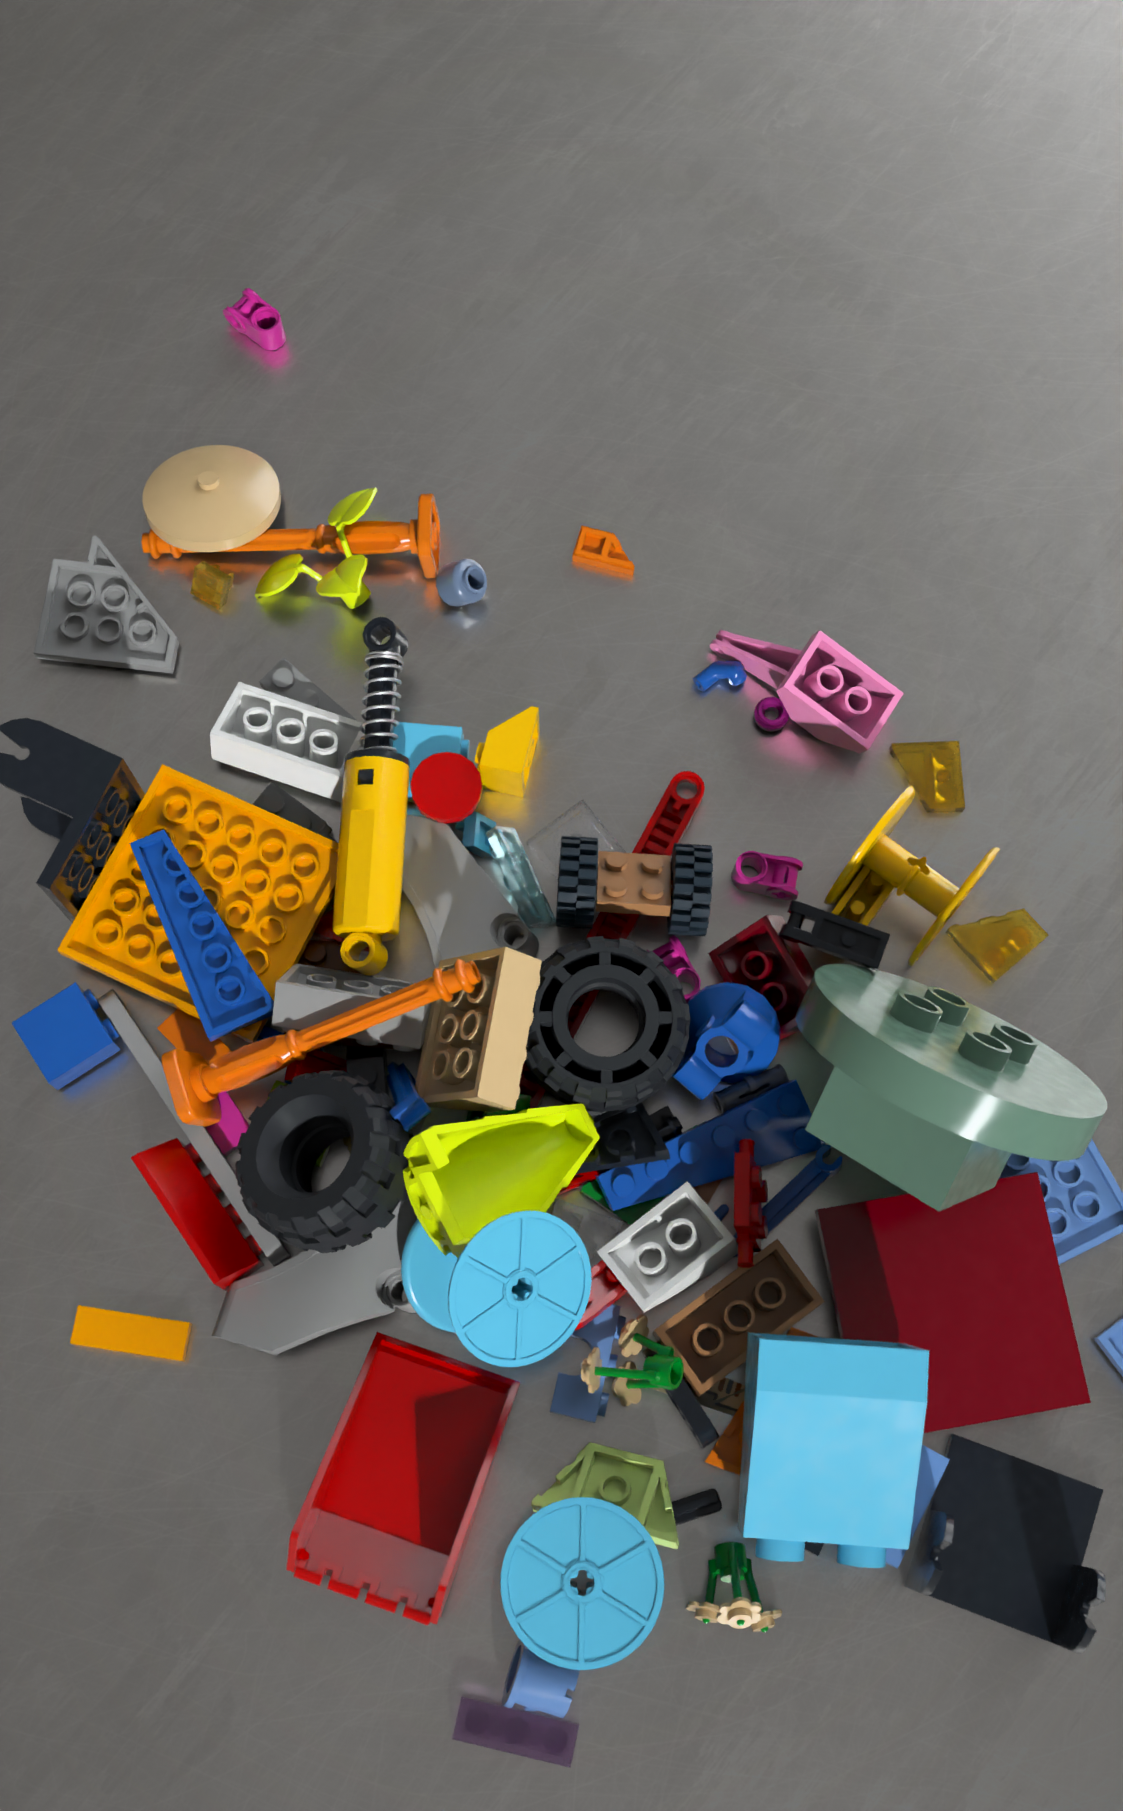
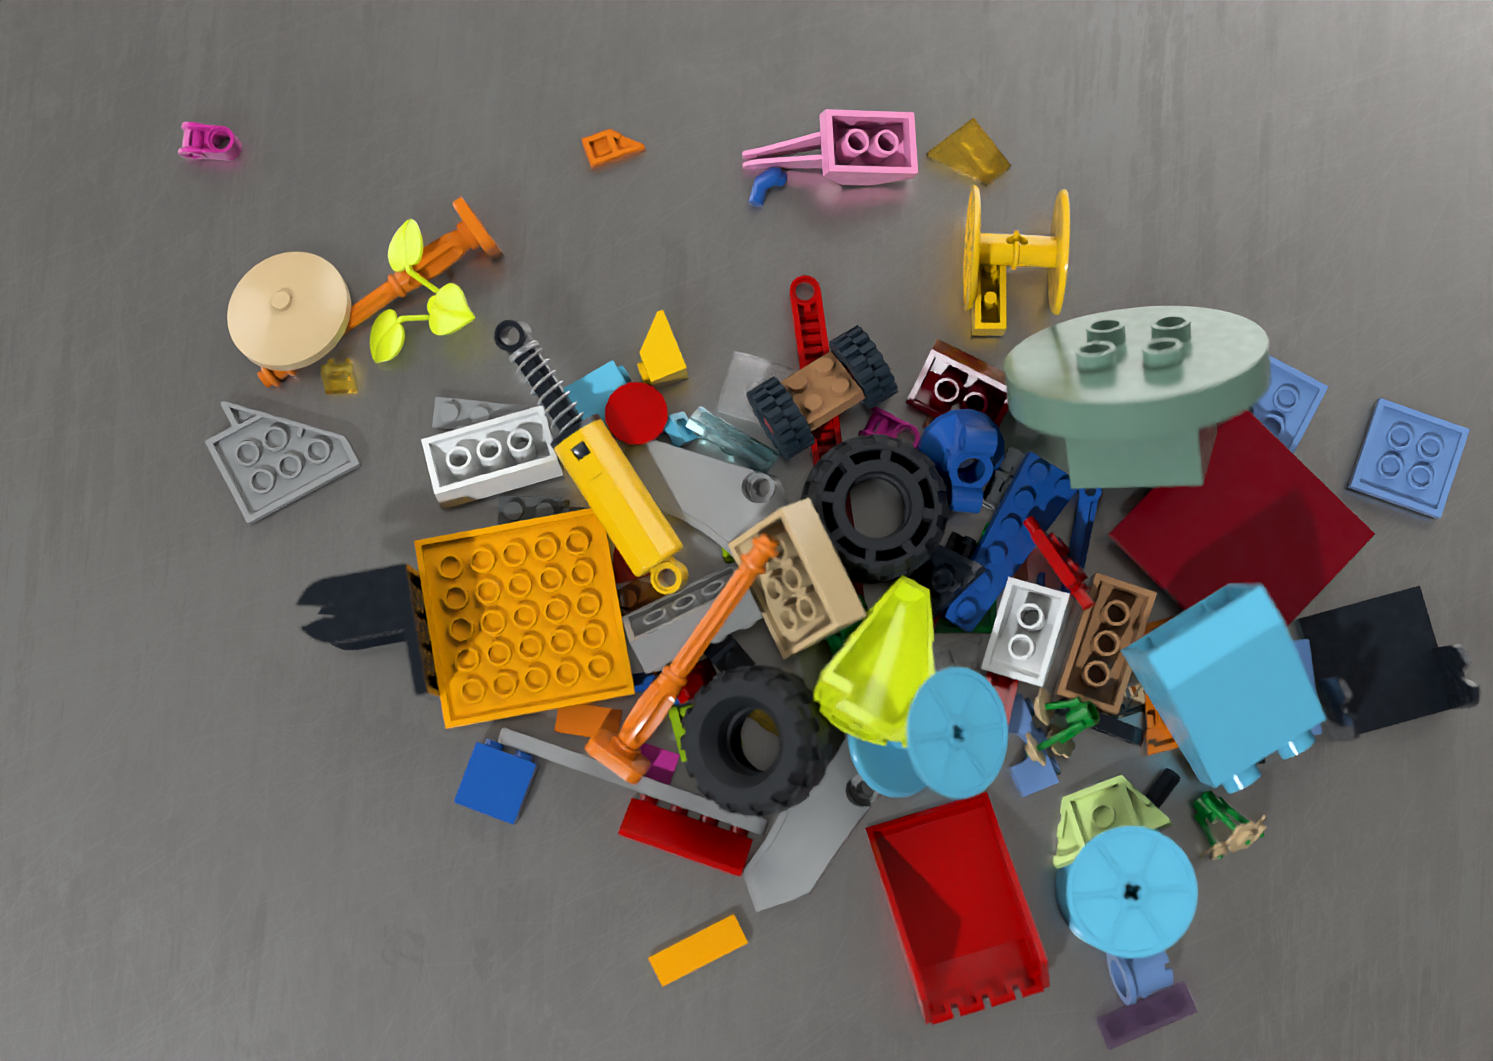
camera: 35 degrees left, 10 degrees up
(211, 962) = (564, 658): blue wing -> none
(409, 1105) = (791, 663): blue piece -> none
(461, 582) = (527, 247): sand blue head -> none
(770, 704) = (819, 199): magenta plate -> none
(770, 875) = (912, 311): dark pink piece -> none
(835, 935) = (991, 330): black plate -> none
(998, 942) = (1102, 249): clear yellow wing -> none

